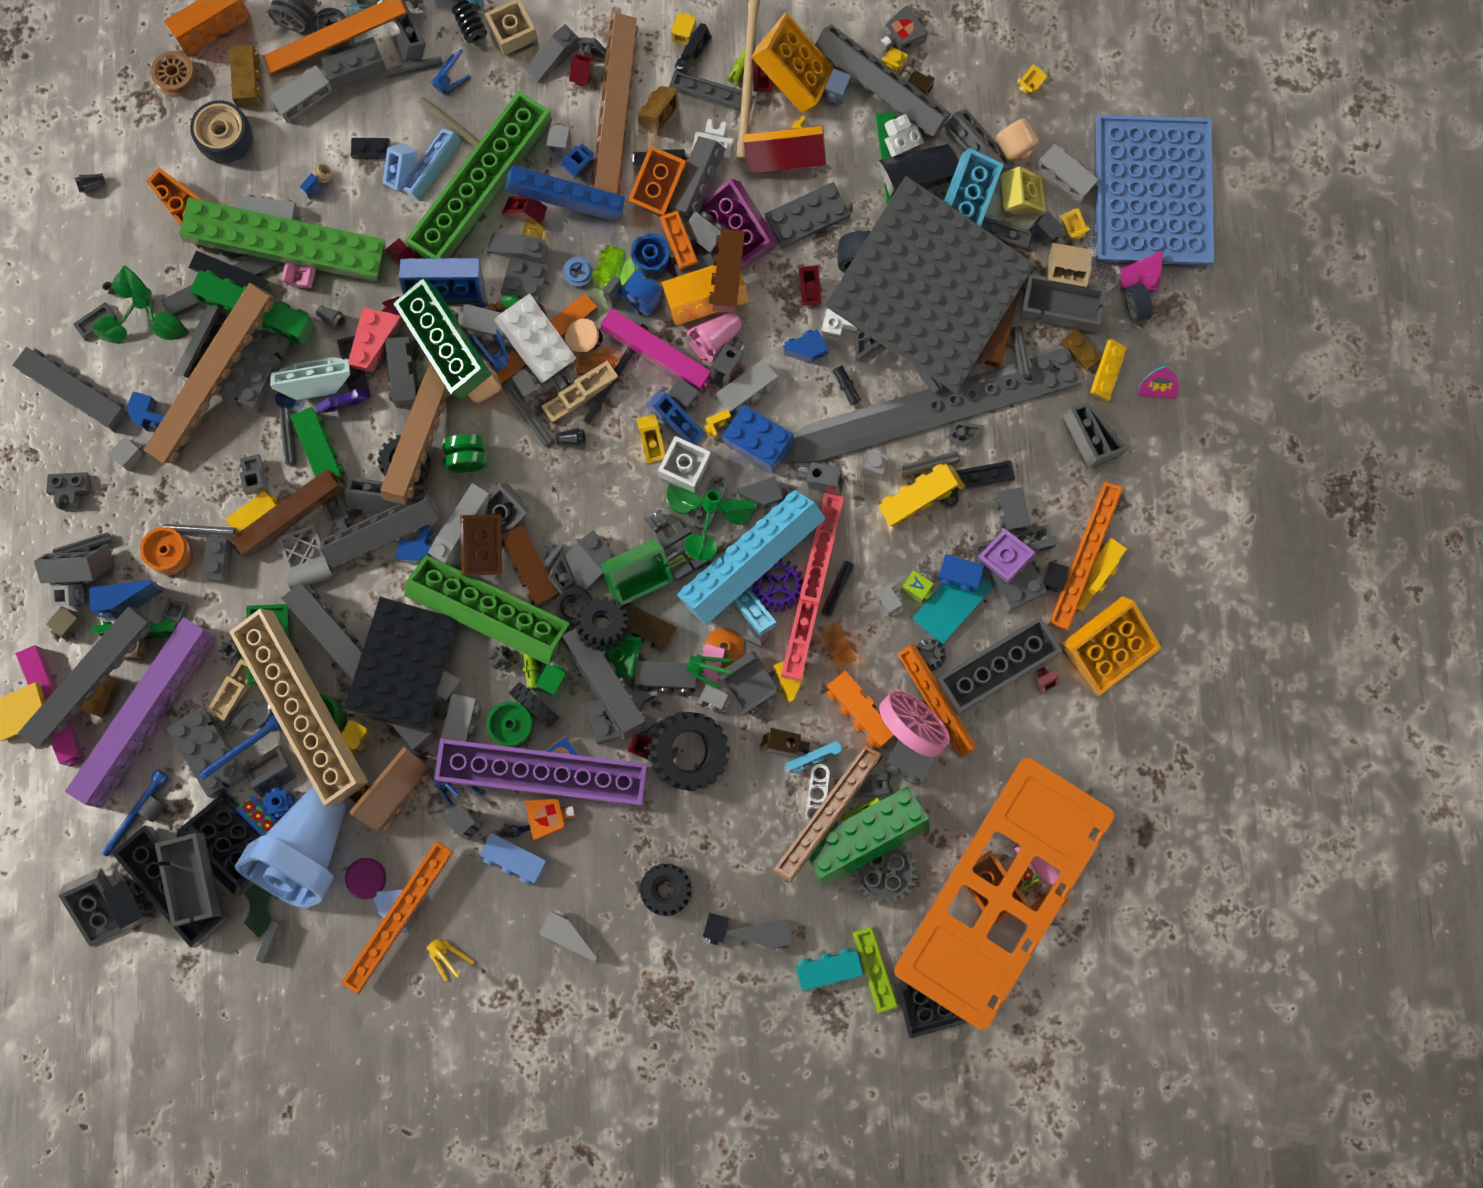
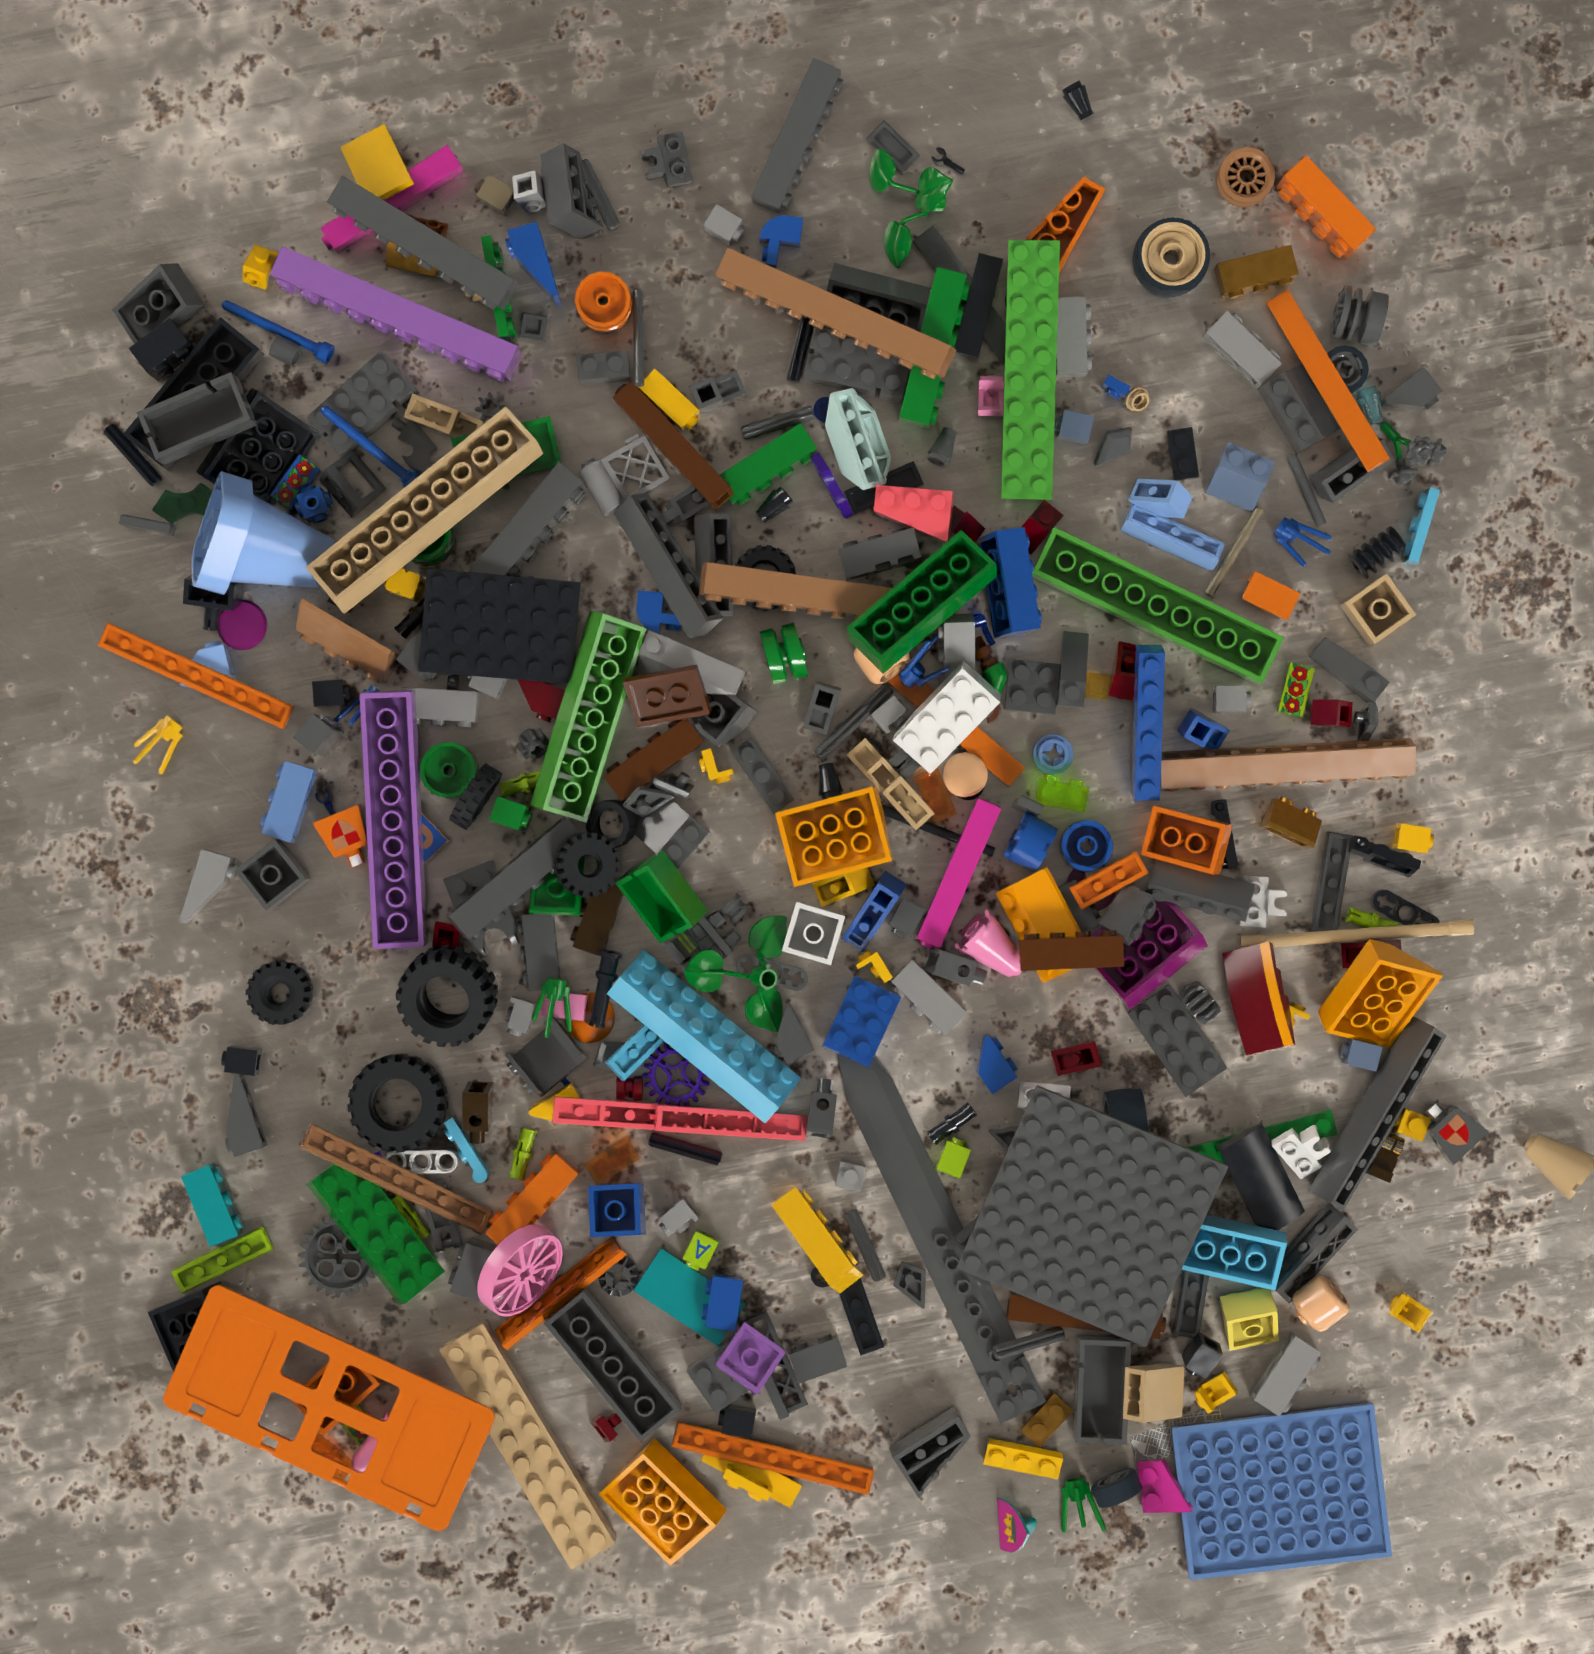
camera: 85 degrees right, 10 degrees up
(80, 820) = (259, 266): none -> yellow bracket
(211, 946) = (132, 455): none -> black axle
(234, 411) = (799, 350): none -> black axle
(334, 217) = (1074, 426): none -> sand blue brick
(338, 896) = (212, 601): none -> black brick
(350, 447) = (775, 504): none -> black cone
(353, 193) = (1114, 444): none -> dark grey piece
(383, 735) = (411, 620): none -> black pin
(394, 108) = (1240, 477): none -> sand blue slope
(433, 812) = (331, 693): none -> black brick
(466, 645) = (542, 698): none -> dark red slope
(486, 99) = (1270, 595): none -> orange panel
(509, 432) = (821, 707): none -> dark grey brick
(542, 524) = (708, 764): none -> yellow bracket
(557, 487) = (762, 775): none -> dark grey plate
(560, 94) = (1295, 690): none -> tile
(569, 879) = (272, 874): none -> dark grey brick
(611, 434) = (834, 836): none -> light orange slope
(692, 625) = (606, 976): none -> black pin
(736, 51) = (1391, 897): none -> black beam
(778, 778) = (363, 1102): none -> black tyre
(781, 191) = (1200, 1002): none -> dark grey gear
(784, 622) = (630, 1088): none -> dark red wheel
(823, 714) = (522, 1154): none -> lime pin
(872, 387) = (953, 1157): none -> lime brick
(877, 645) = (617, 1210): none -> blue brick
(1054, 741) = (529, 1445): none -> tan brick
(1138, 334) = (1076, 1490): none -> green plant

